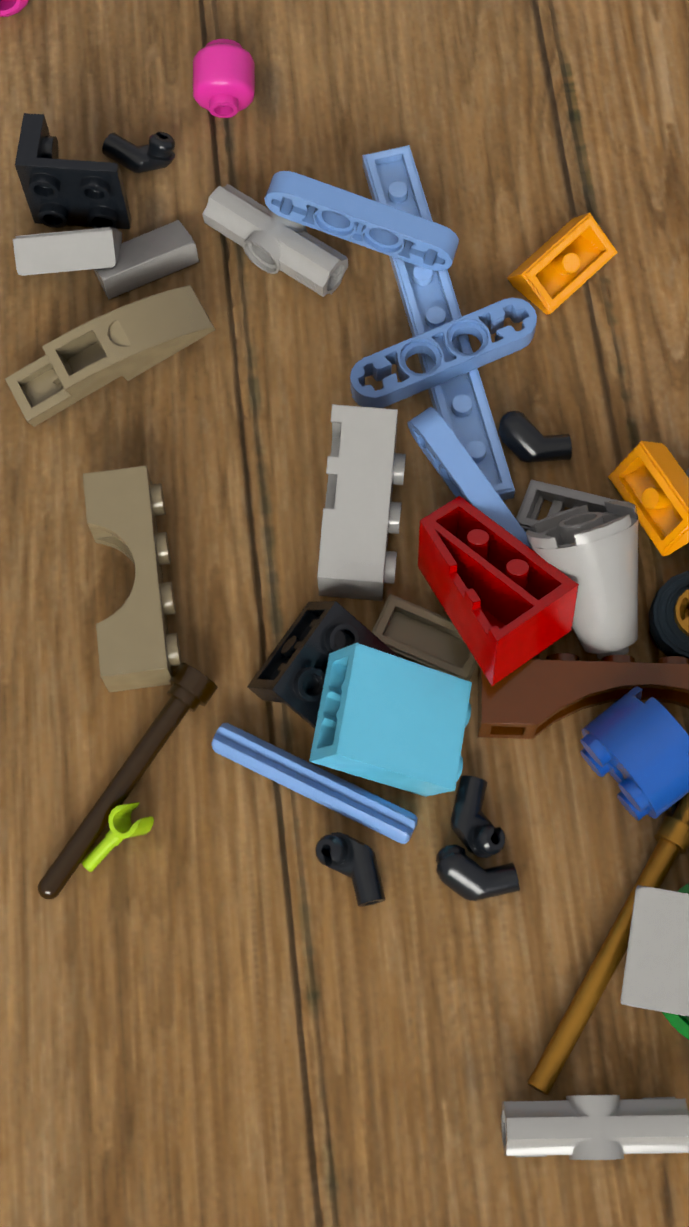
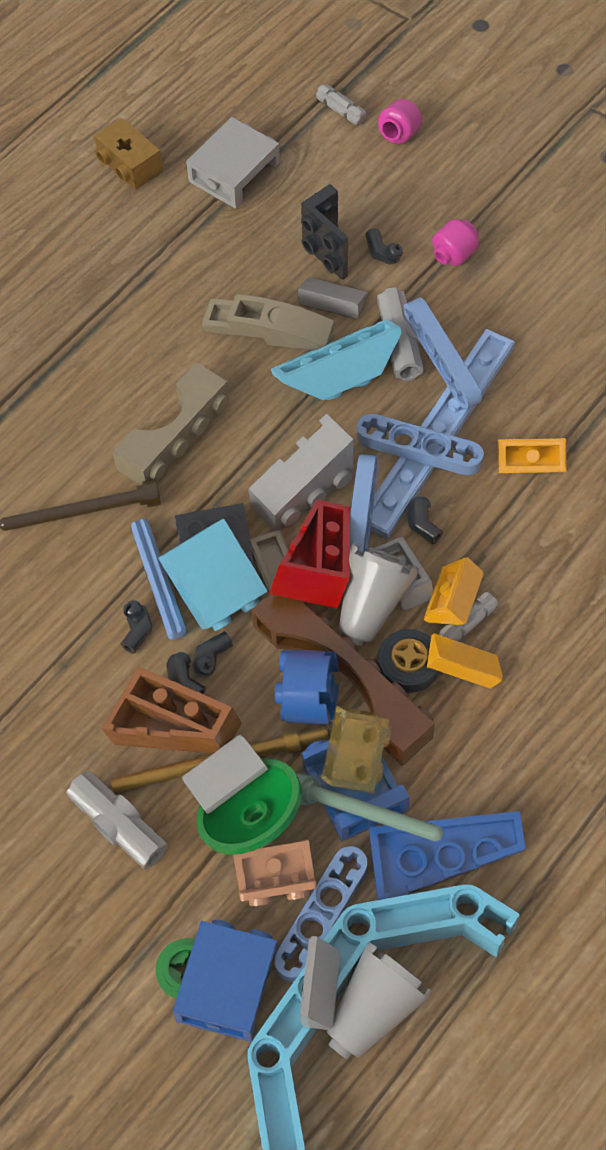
camera: 45 degrees right, 10 degrees down
(67, 251) = (298, 265): light grey slope -> none
(120, 829) = (60, 523): lime hand -> none
(256, 322) = (342, 363): none -> medium azure wedge
(531, 941) = (169, 717): none -> dark orange wedge

